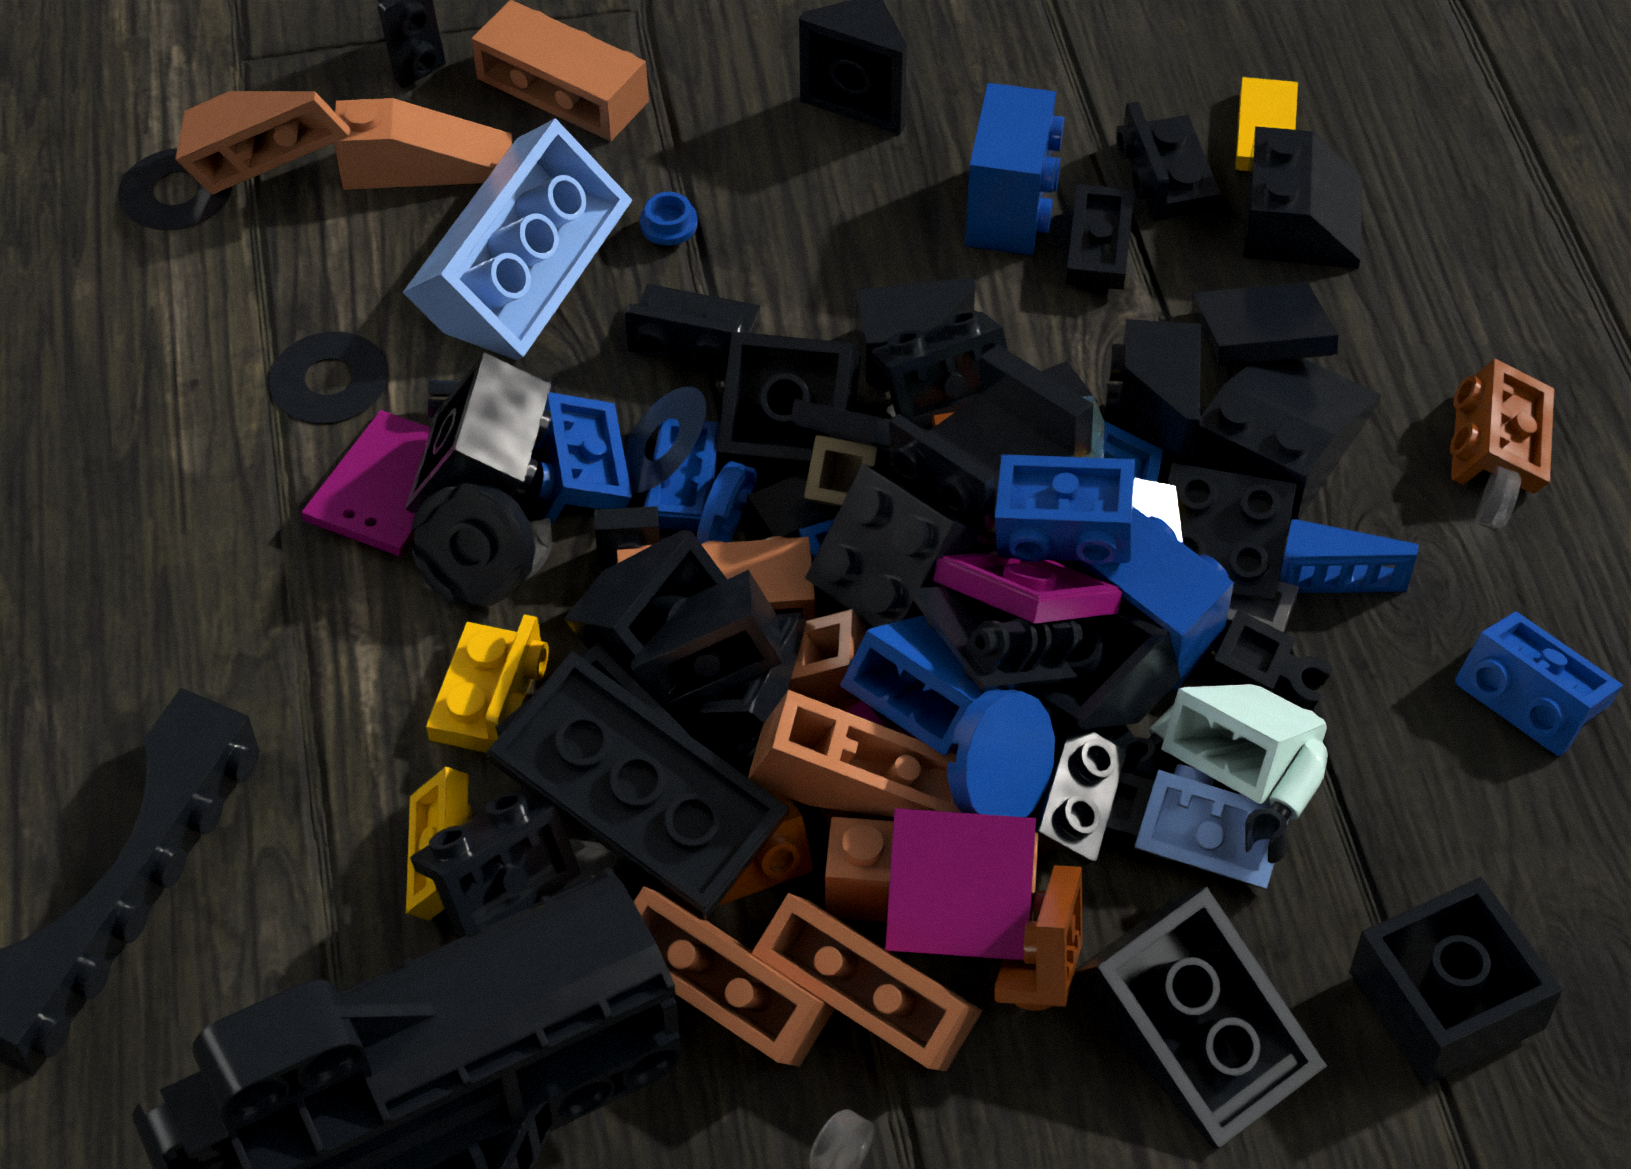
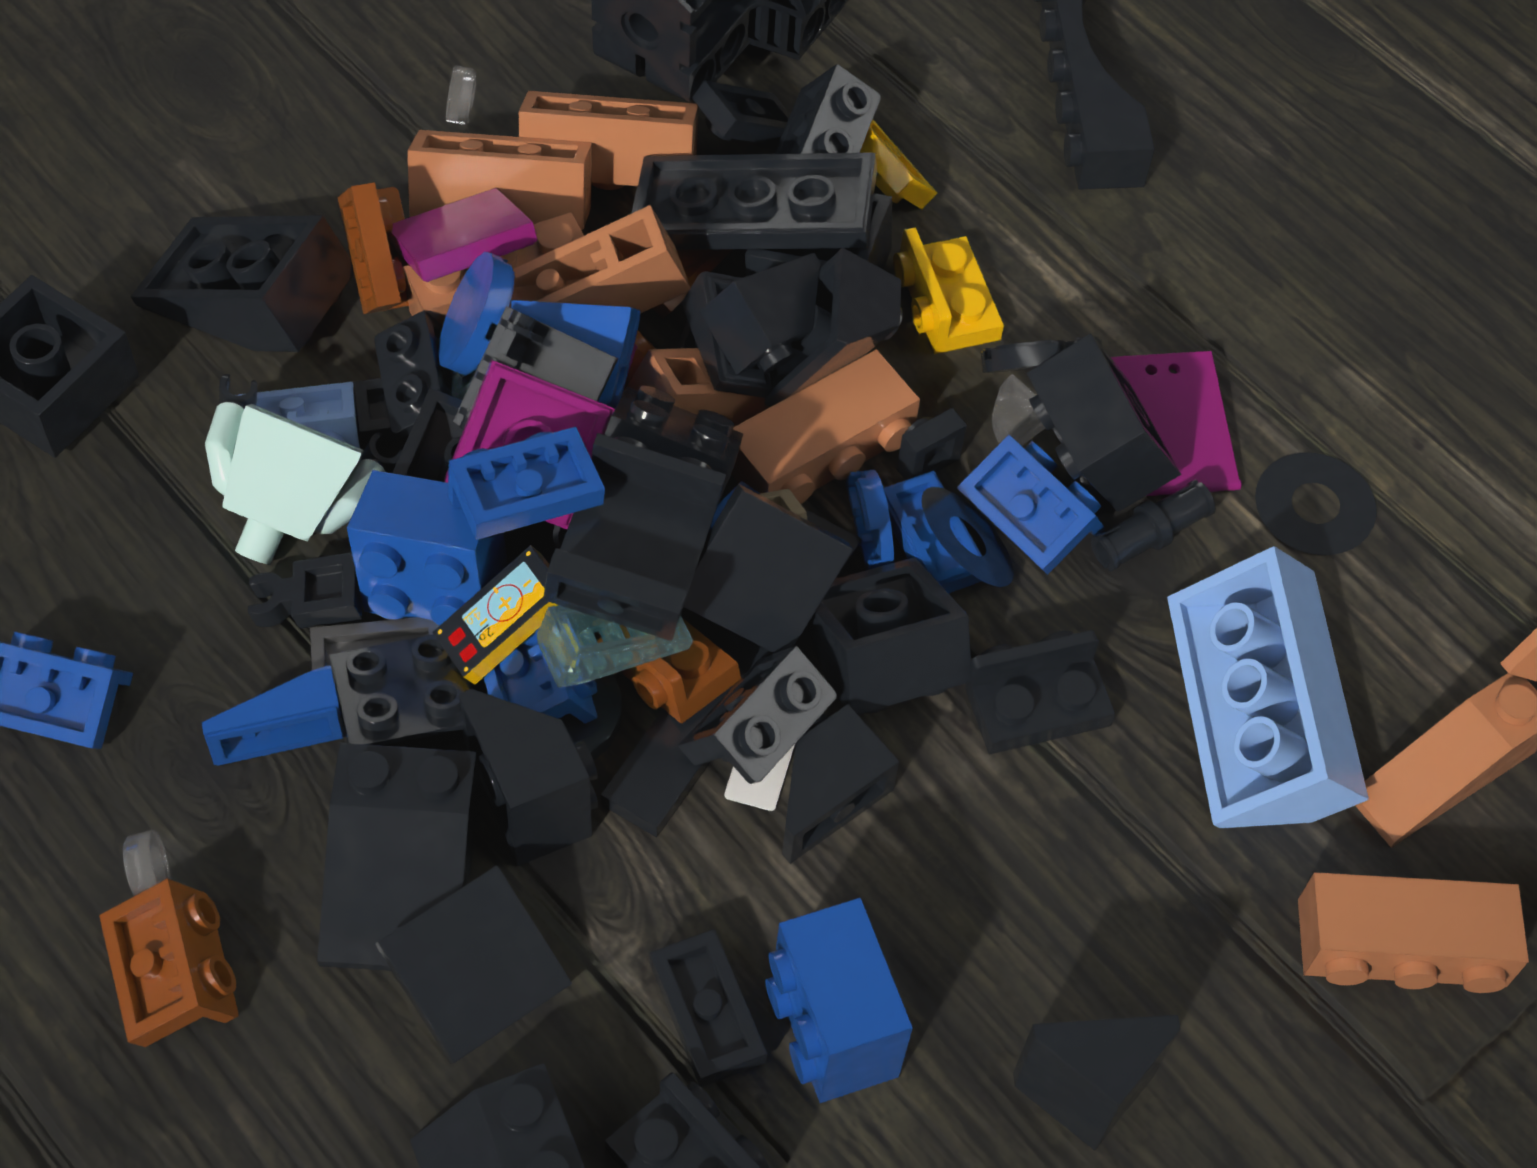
camera: 145 degrees right, 5 degrees up
(668, 219) = (1155, 806): blue plate -> none

